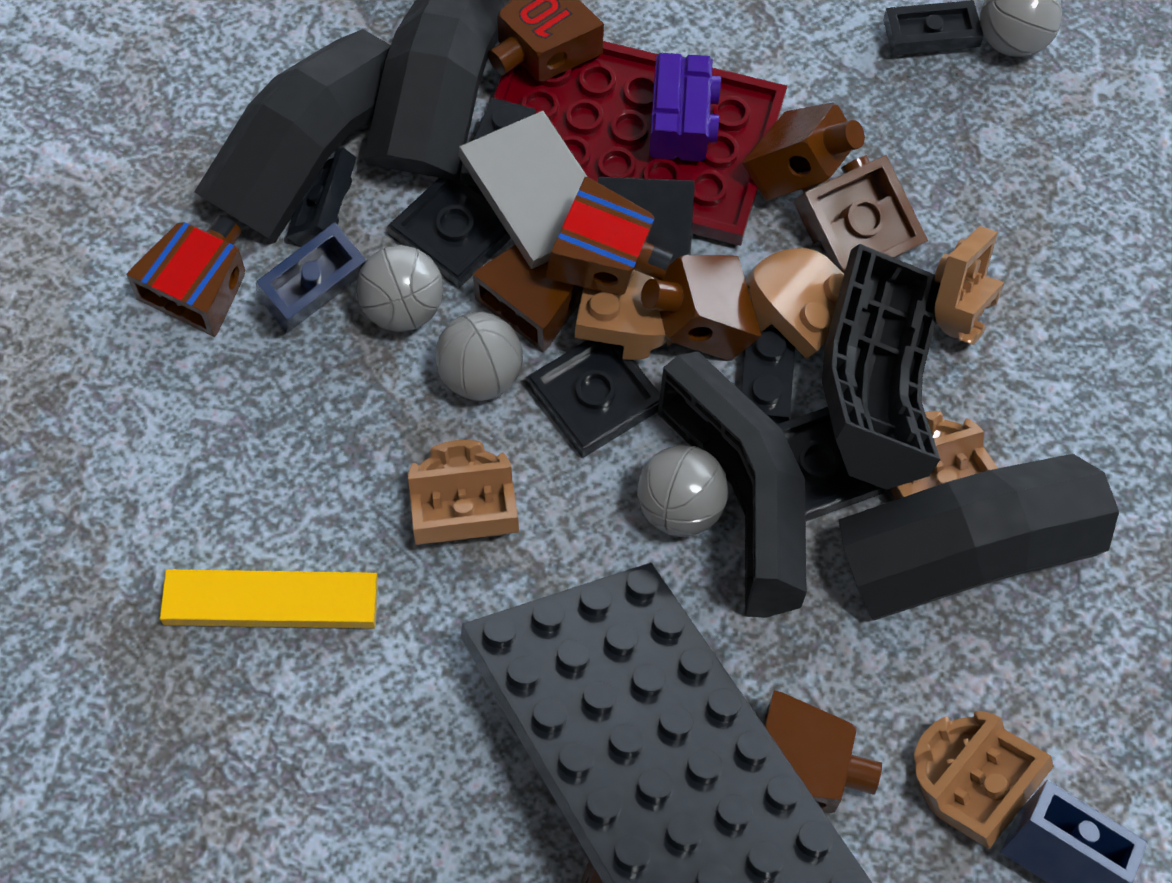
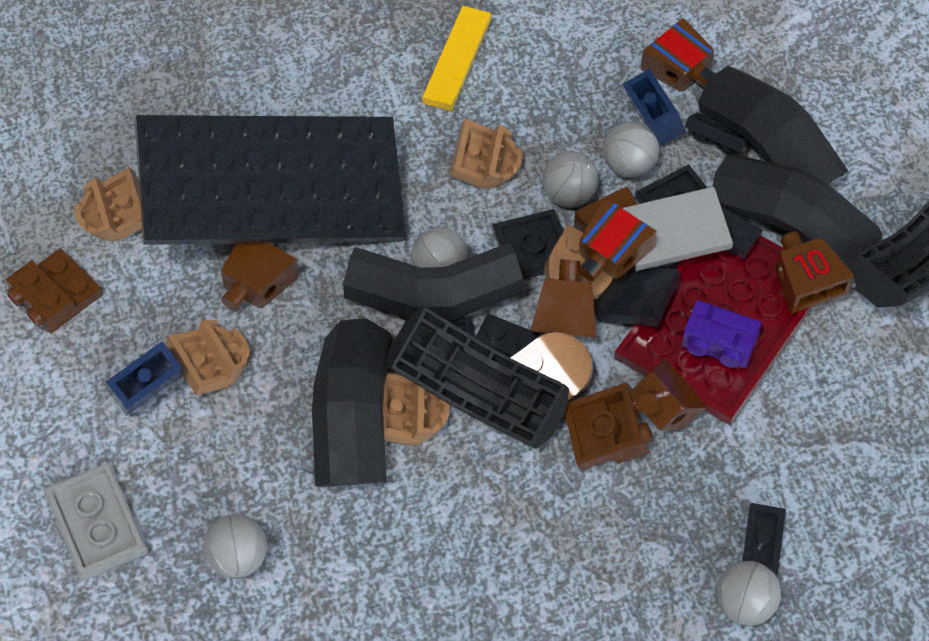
camera: 110 degrees right, 5 degrees down
(965, 287) = (523, 459): medium nougat slope -> none

